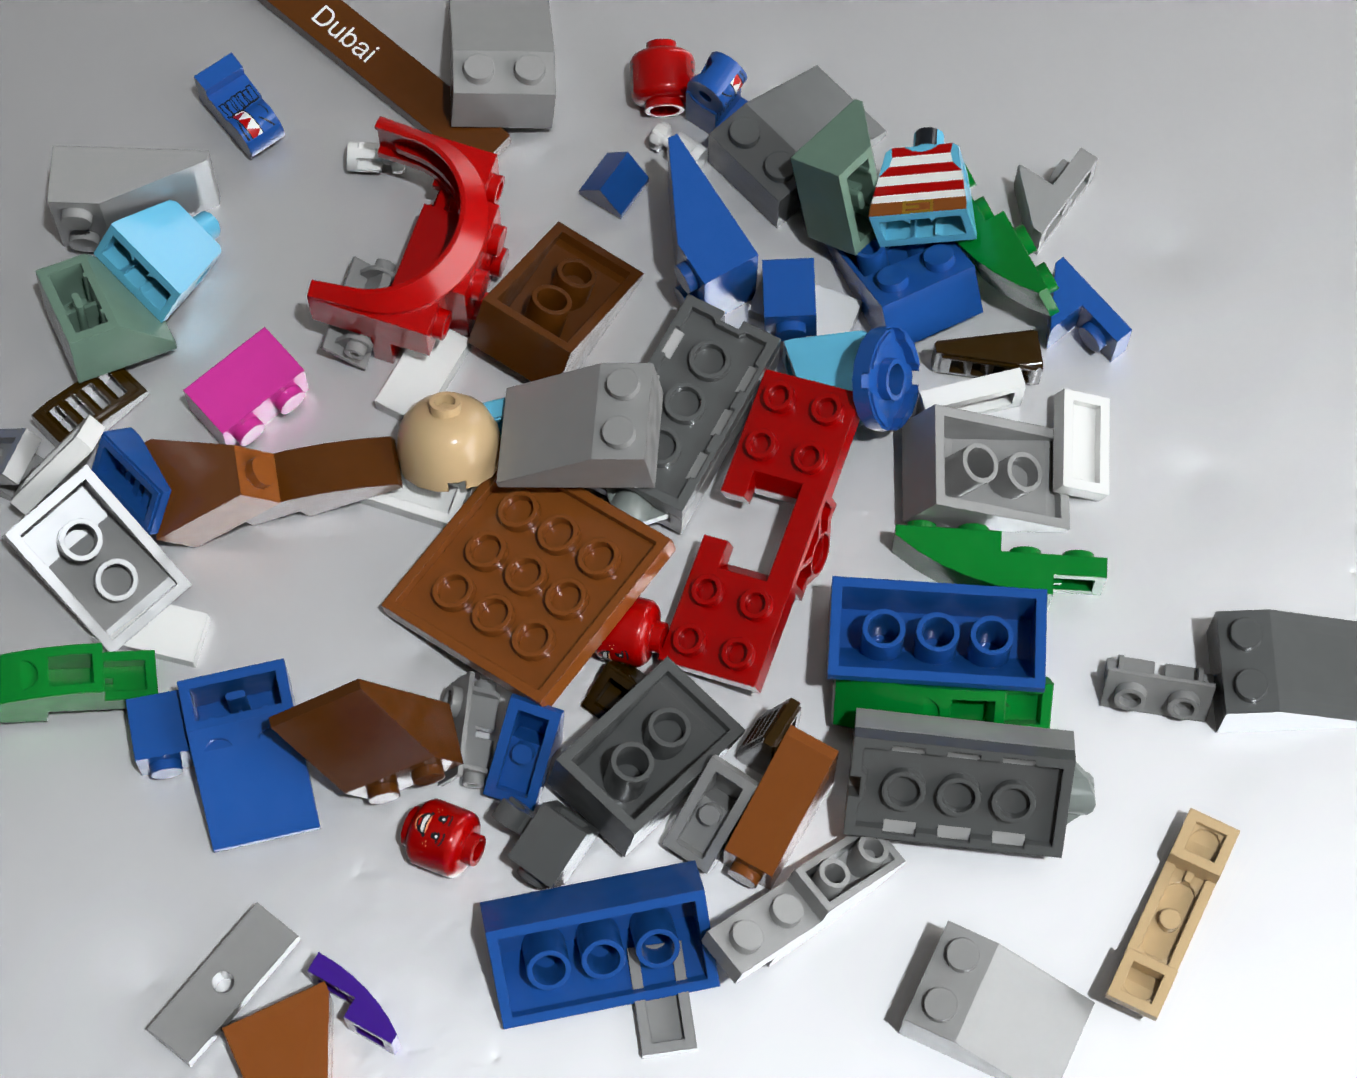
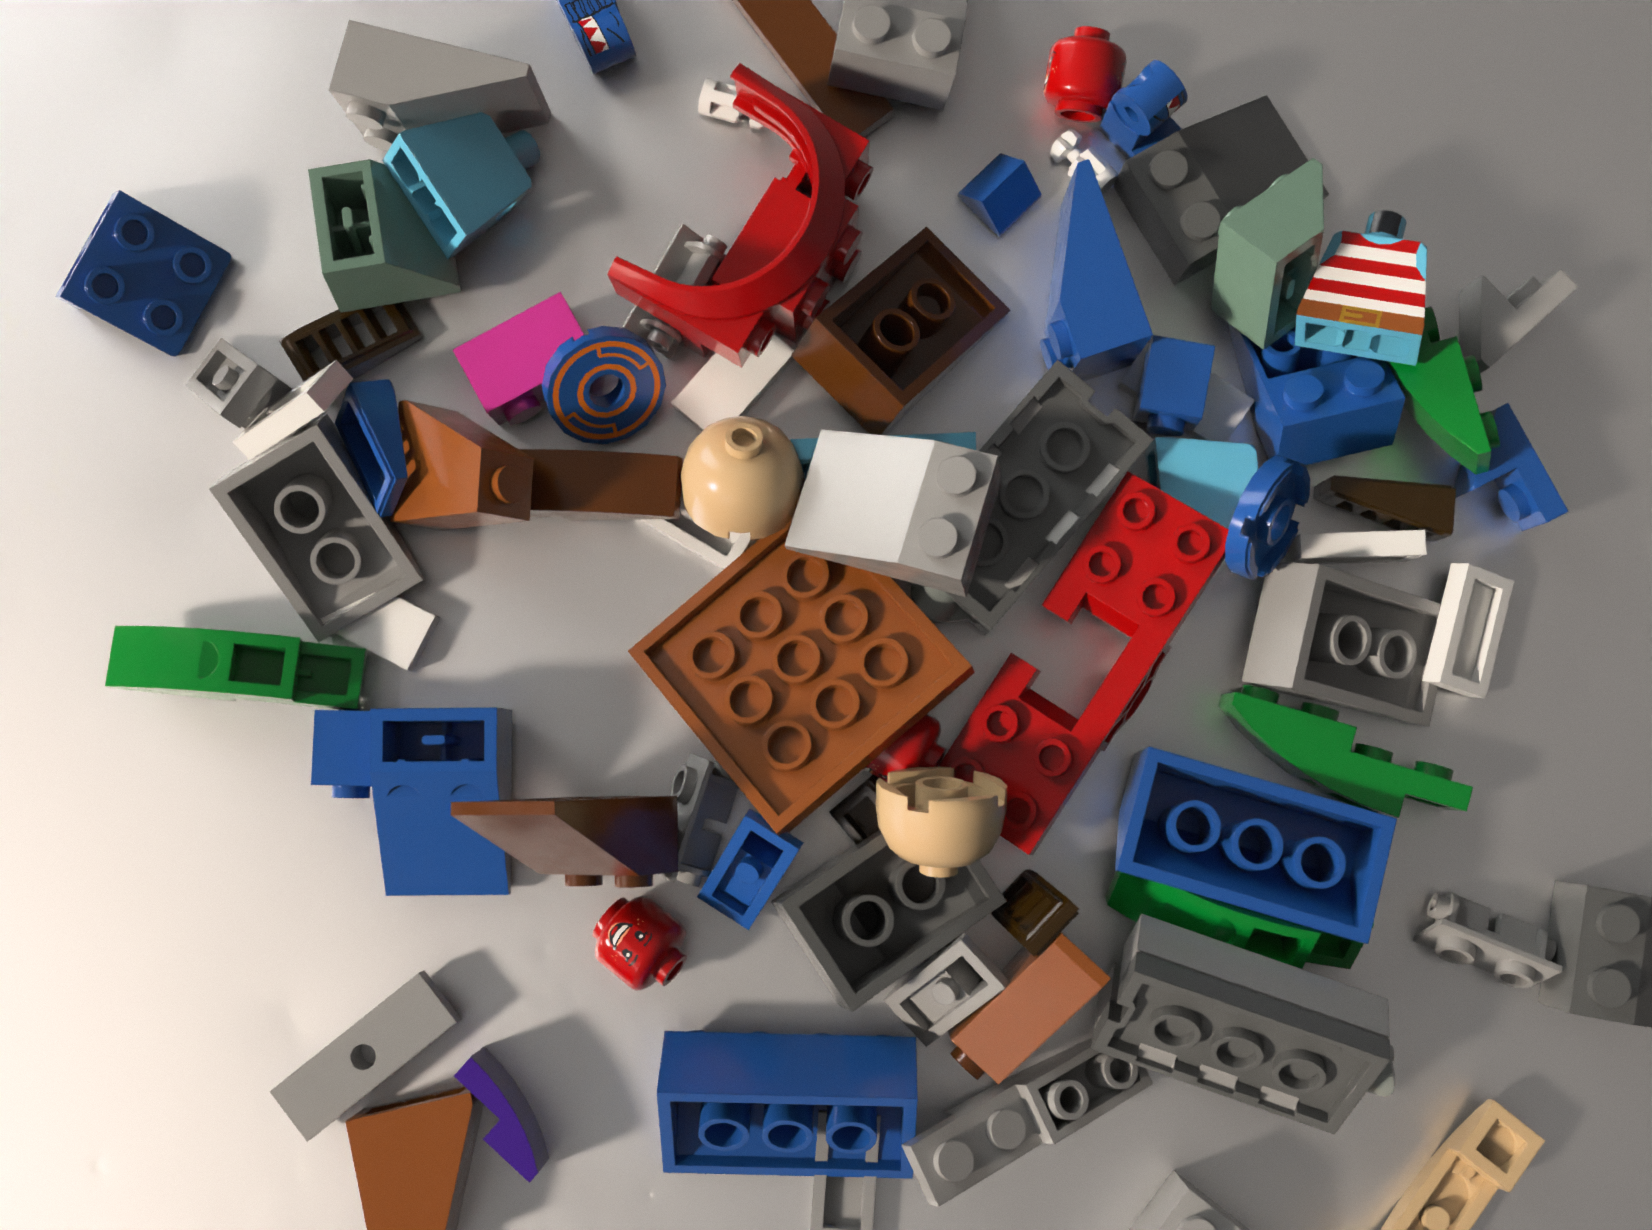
camera: 20 degrees right, 15 degrees up
(340, 407) = (611, 415): none -> blue tile
(549, 841) = (757, 977): dark grey brick -> none
(672, 661) = (940, 818): none -> tan cylinder

